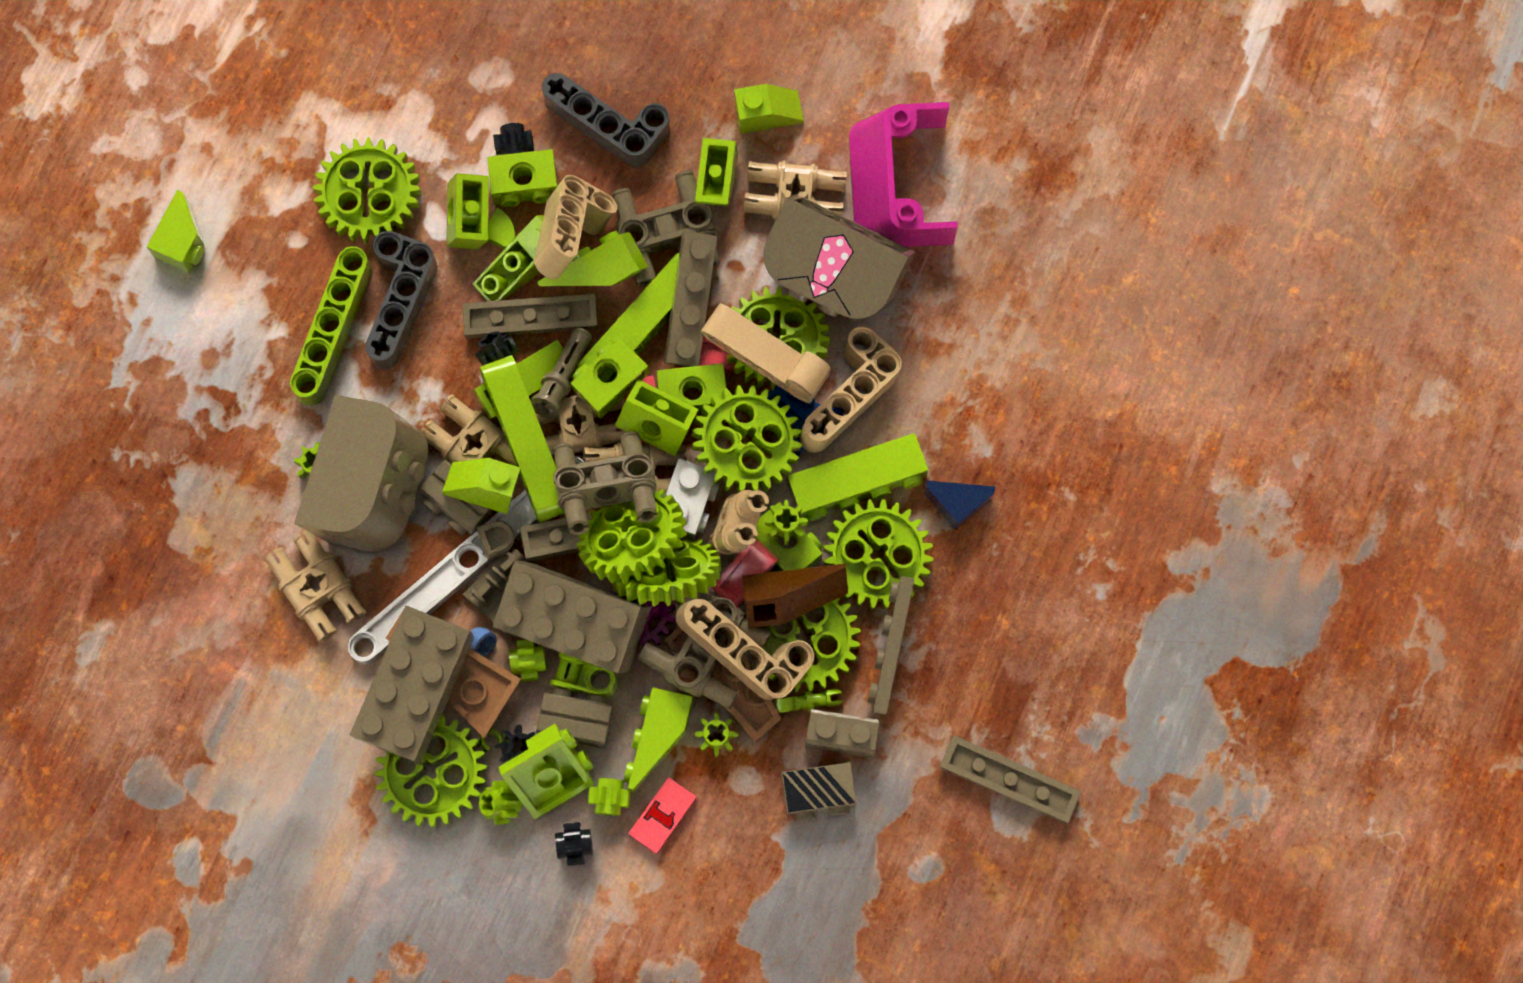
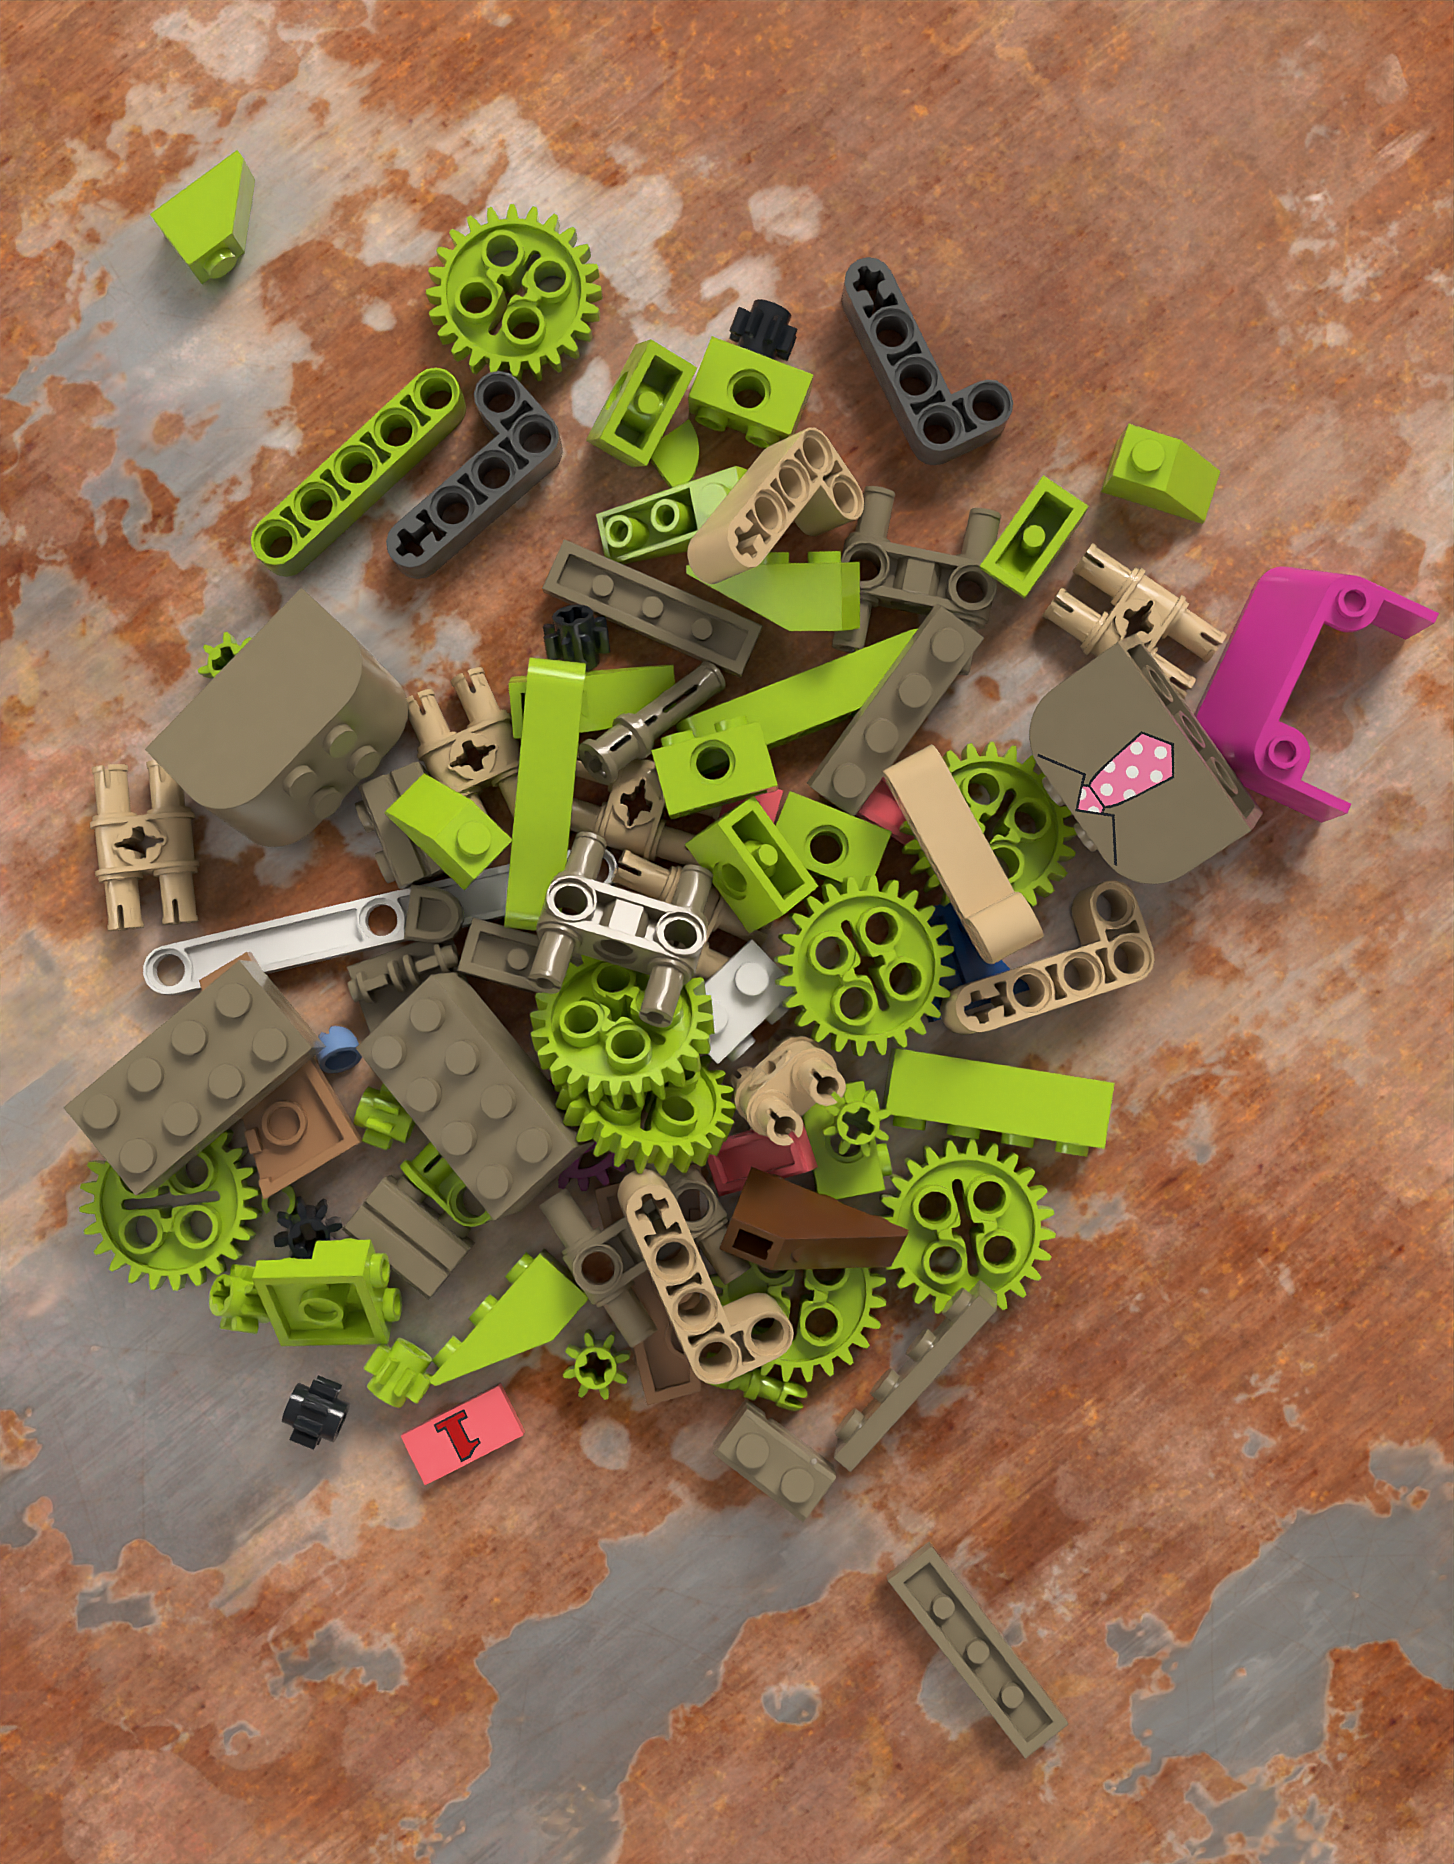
camera: 25 degrees right, 10 degrees up
(819, 790) = (698, 1522): brick -> none
(958, 500) = (1122, 1214): dark blue slope -> none

